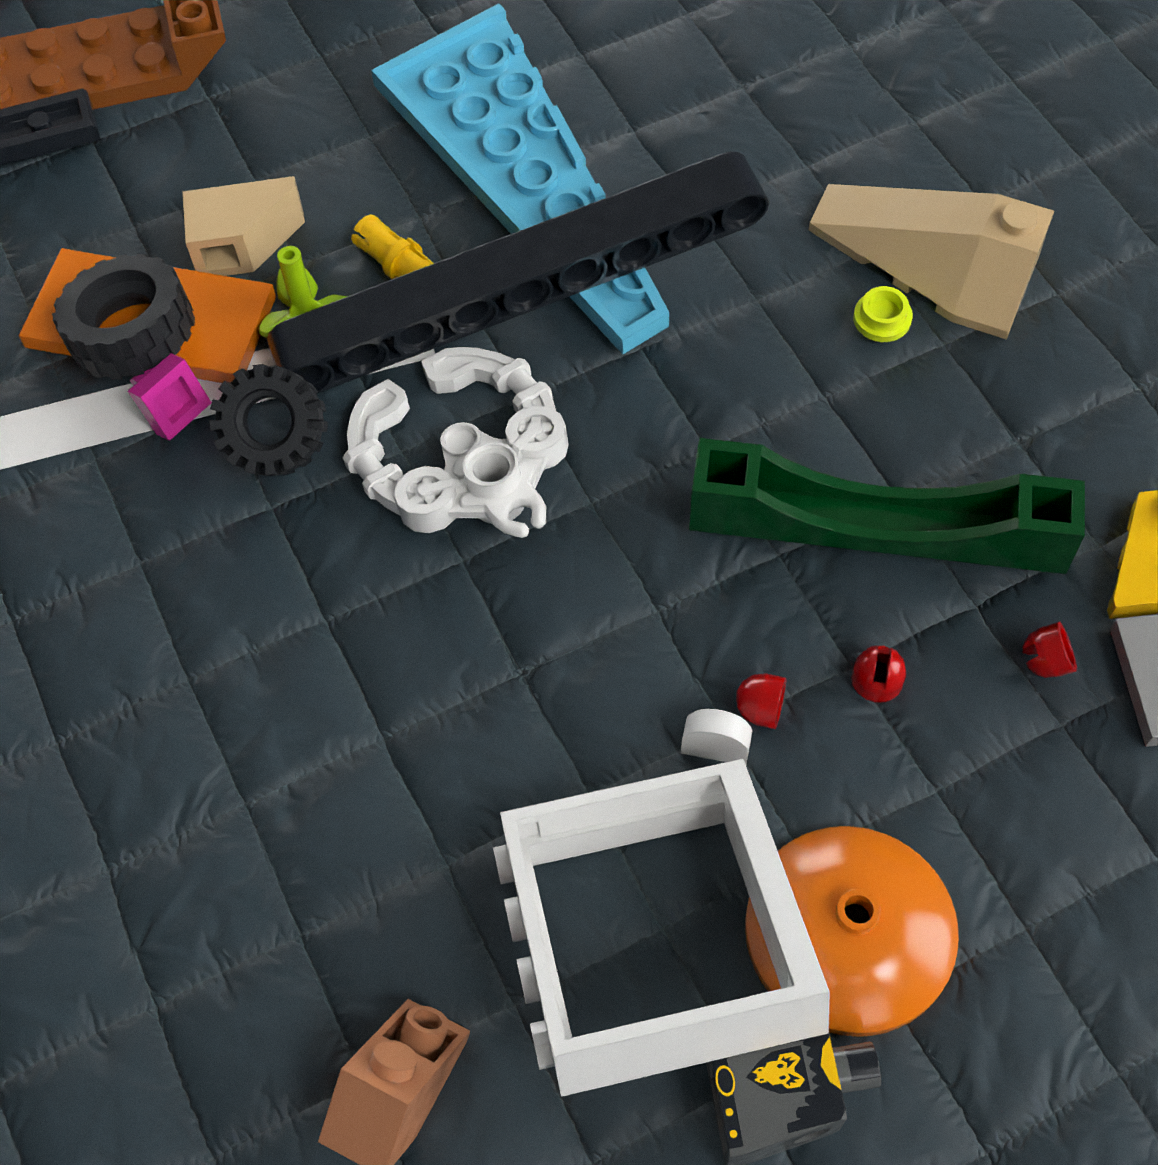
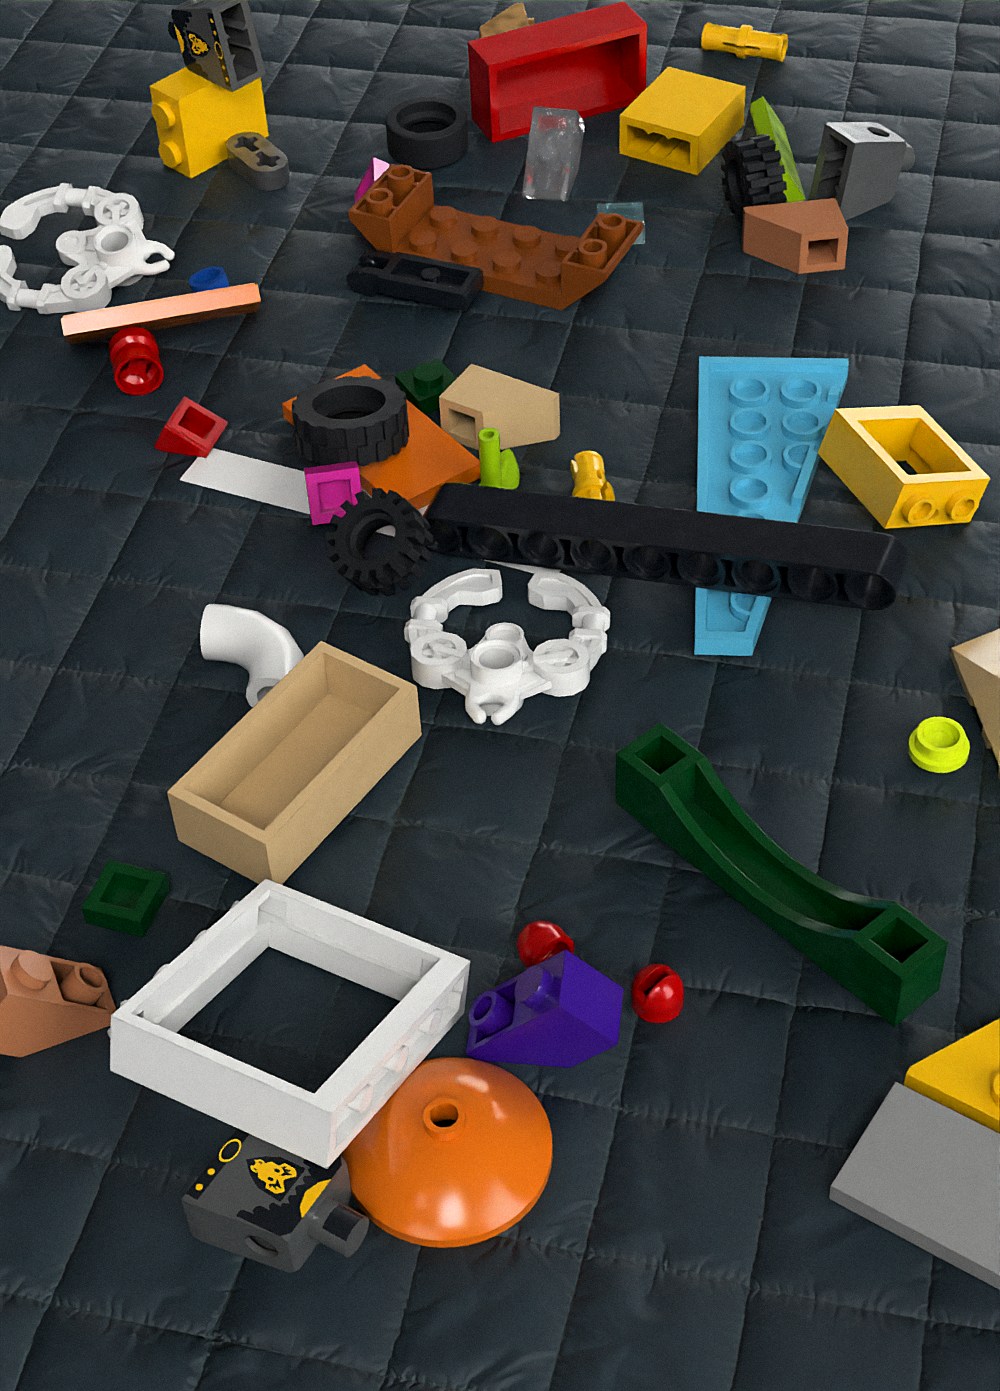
camera: 40 degrees right, 15 degrees down
(143, 232) = (425, 384): none -> dark green plate
(260, 595) = (250, 641): none -> white cylinder
(372, 920) = (126, 898): none -> dark green plate
(411, 686) = (296, 764): none -> tan piece
(641, 81) = (863, 453): none -> yellow window
(716, 735) = (481, 943): white tile -> none
(829, 760) = (547, 1015): none -> dark purple slope
(1053, 650) = (815, 1069): red hinge -> none

